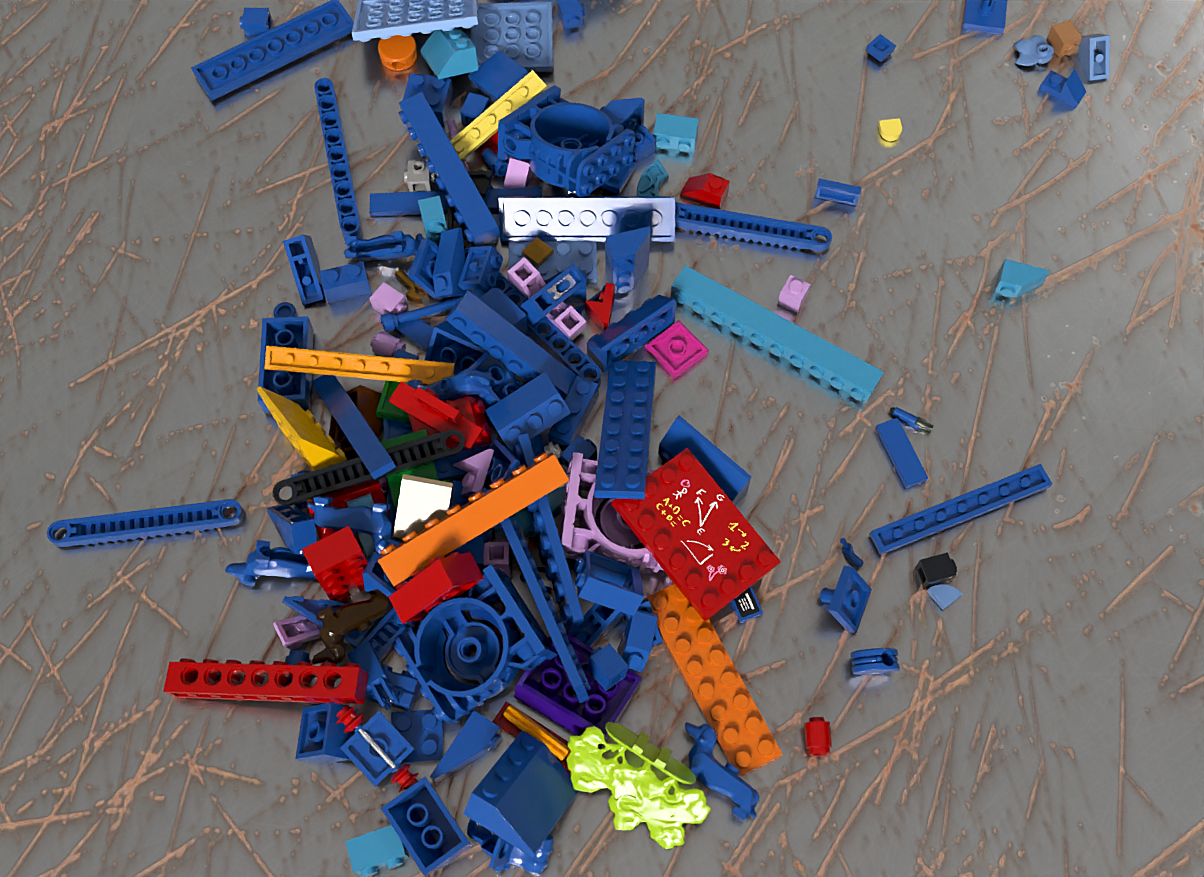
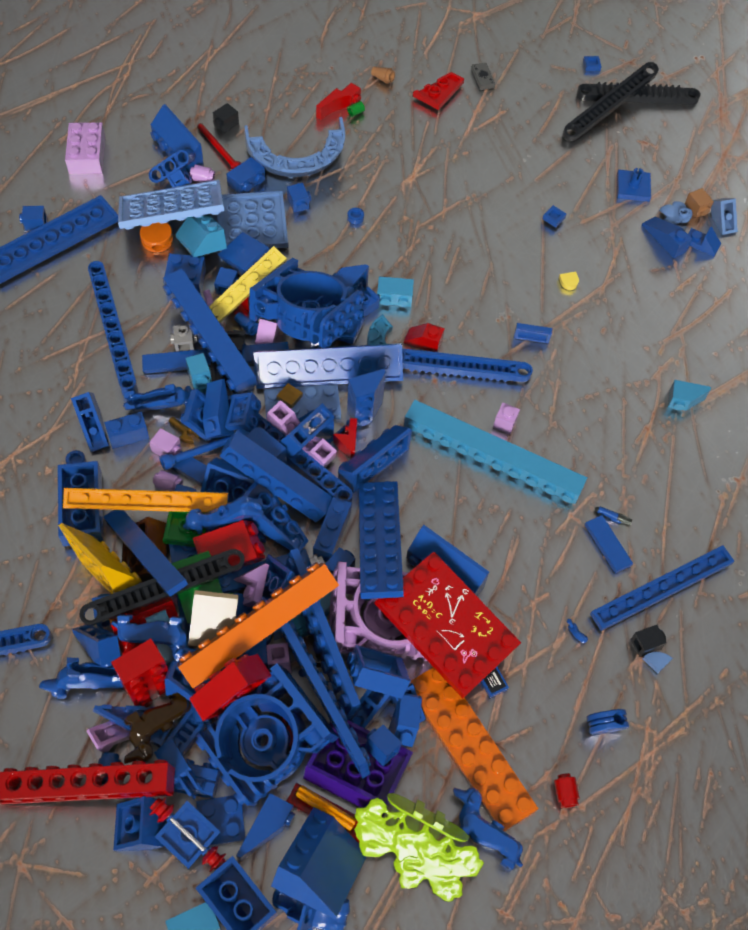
camera: 10 degrees left, 5 degrees down
(434, 412) = (215, 535): red bracket -> none
(528, 410) = (295, 528): blue slope -> none
(637, 36) = (355, 215): none -> blue tile
(676, 349) = (413, 470): dark pink tile -> none
(847, 599) = (579, 670): blue tile -> none
(1021, 79) = (668, 235): none -> blue slope

